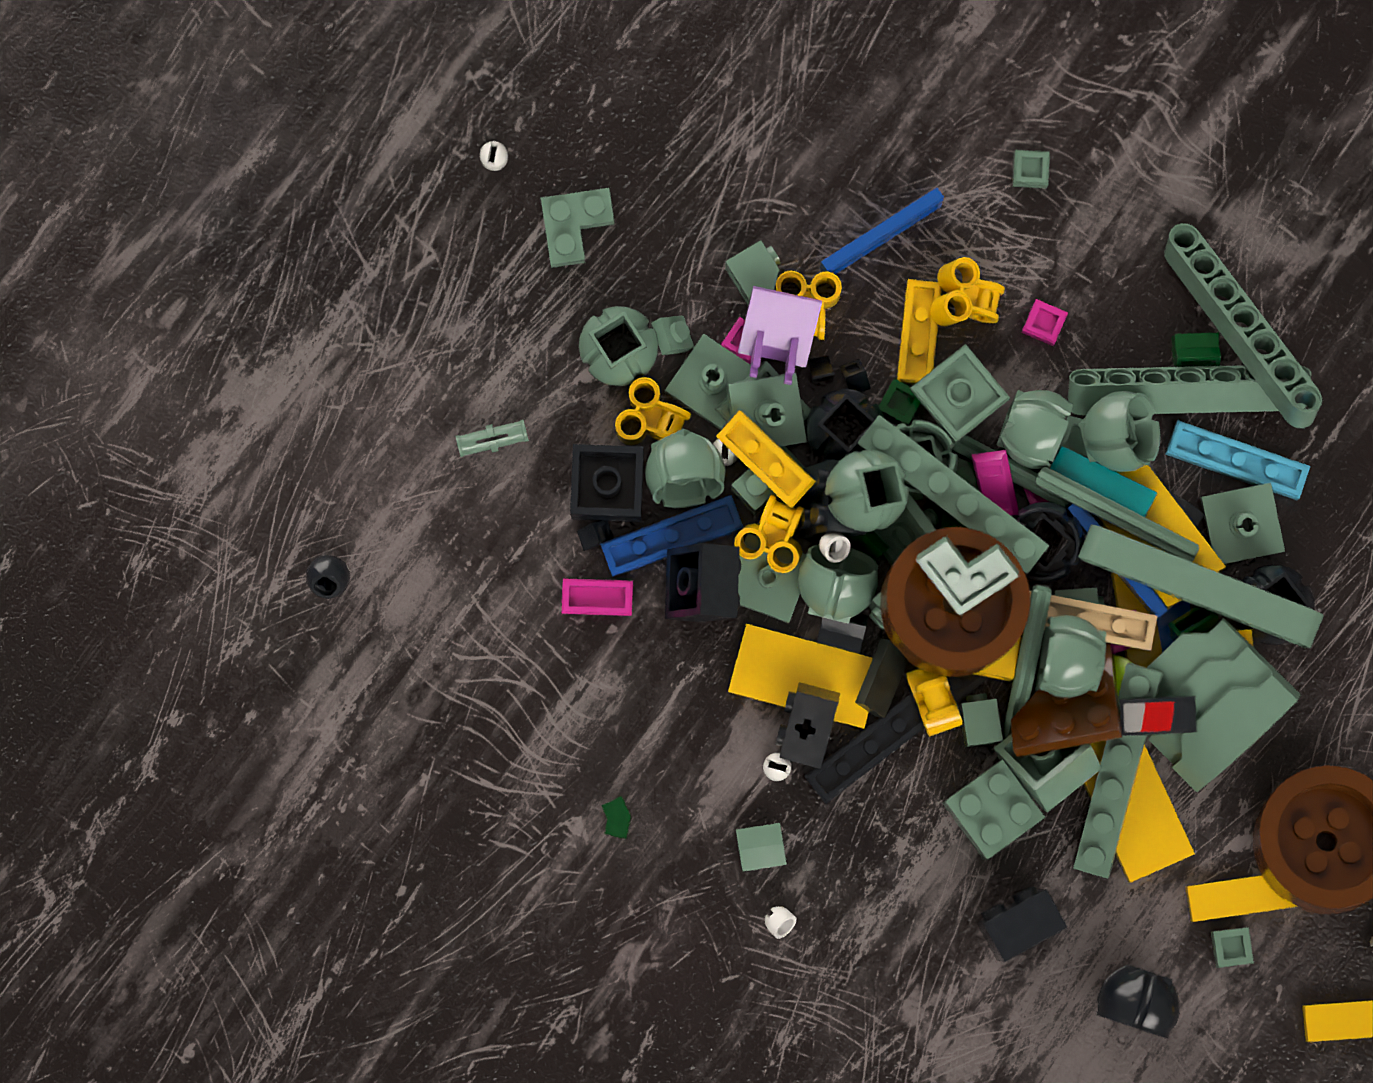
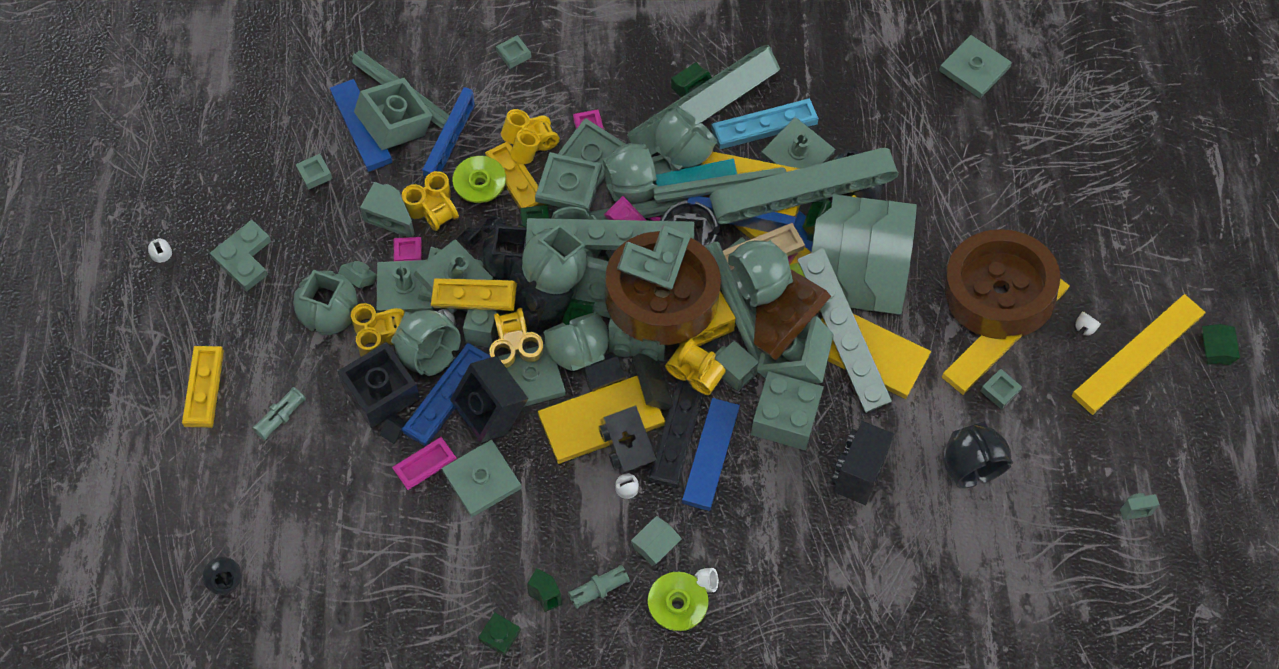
camera: 40 degrees left, 20 degrees down
(439, 350) = (203, 386): none -> yellow tile
(547, 826) = (499, 634): none -> dark green plate
(641, 653) = (481, 478): none -> sand green plate
(673, 850) = (598, 586): none -> sand green pin
(711, 173) = (314, 171): none -> sand green plate
(729, 942) = (678, 587): none -> lime dish
(779, 329) = (424, 220): plate -> none
(800, 147) = (346, 97): none -> blue tile
(838, 166) = (393, 113): none -> sand green brick
(839, 546) = (559, 314): white hinge -> none
(874, 132) = (384, 76): none -> sand green axle
(881, 294) = (477, 170): none -> lime dish
(885, 795) = (710, 454): none -> blue tile
(1020, 360) = (591, 144): none -> sand green plate
(1158, 715) = (842, 272): slope -> none
(1242, 339) = (708, 42): sand green beam -> none

